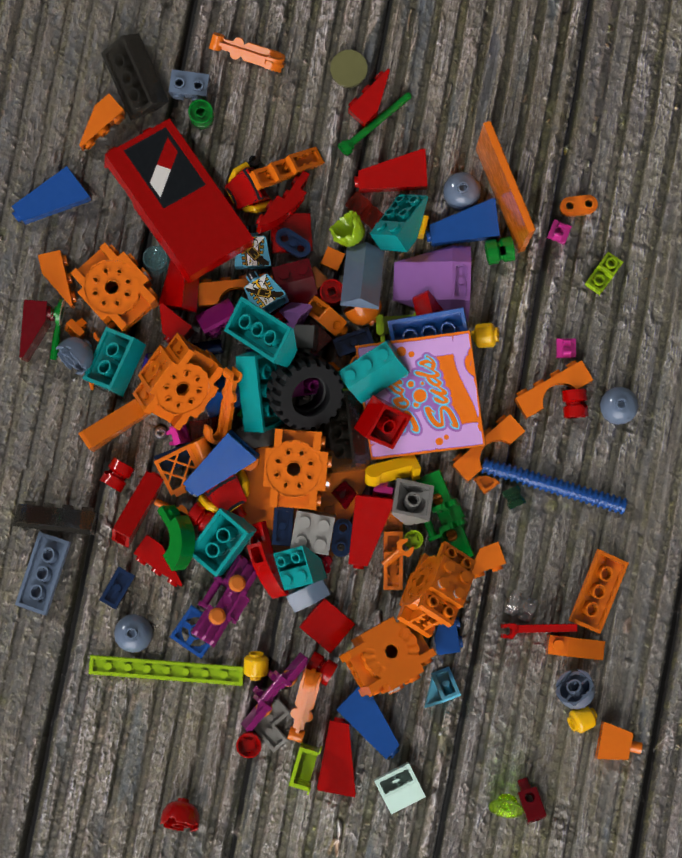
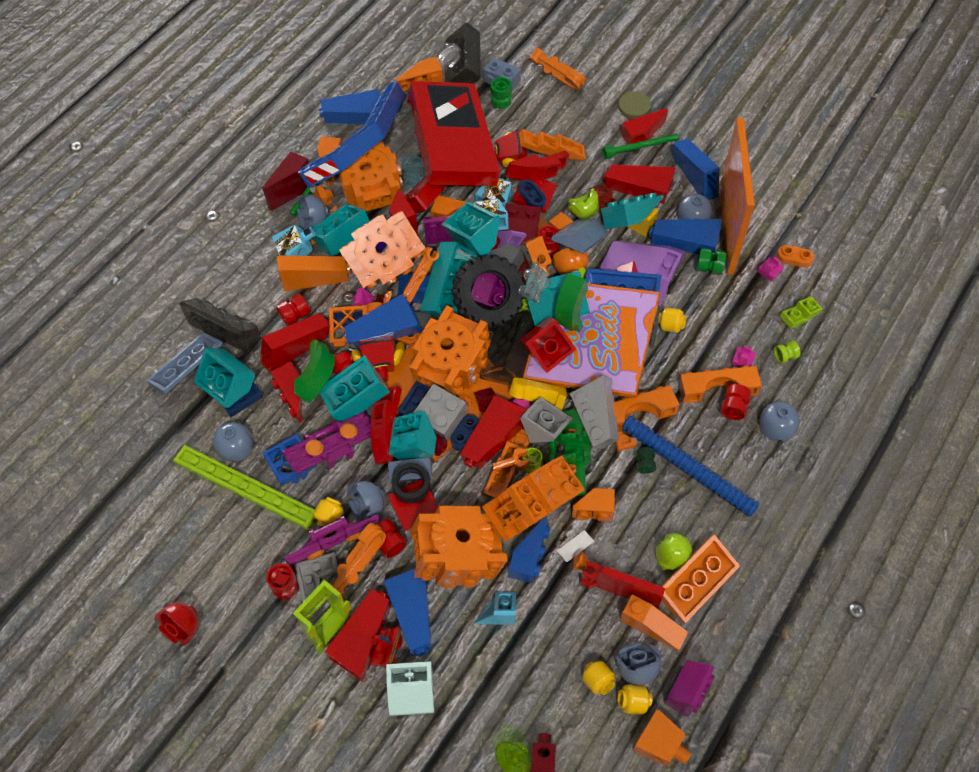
camera: 25 degrees right, 25 degrees down
(79, 401) = (294, 241): none -> torso
(91, 575) = (223, 376): none -> teal slope
(103, 242) = (362, 141): none -> blue beam
(123, 88) = (449, 54): none -> clear head
(285, 641) = (366, 500): none -> sand blue cylinder
(332, 615) = (406, 469): none -> black tyre
(351, 373) = (536, 281): none -> clear hips
(364, 763) = (385, 646): none -> red hips
(394, 384) = (570, 301): none -> green arch
(445, 136) = (697, 167): none -> blue slope
(455, 476) = (596, 411): none -> light grey wedge
(482, 602) = (576, 545): none -> white sticker
(495, 617) = (580, 561): none -> orange rock
(547, 713) = (598, 677): none -> yellow head
(569, 576) = (673, 551): none -> lime hair
(604, 327) = (786, 352): none -> lime wheel
(623, 692) = (687, 691): none -> magenta slope

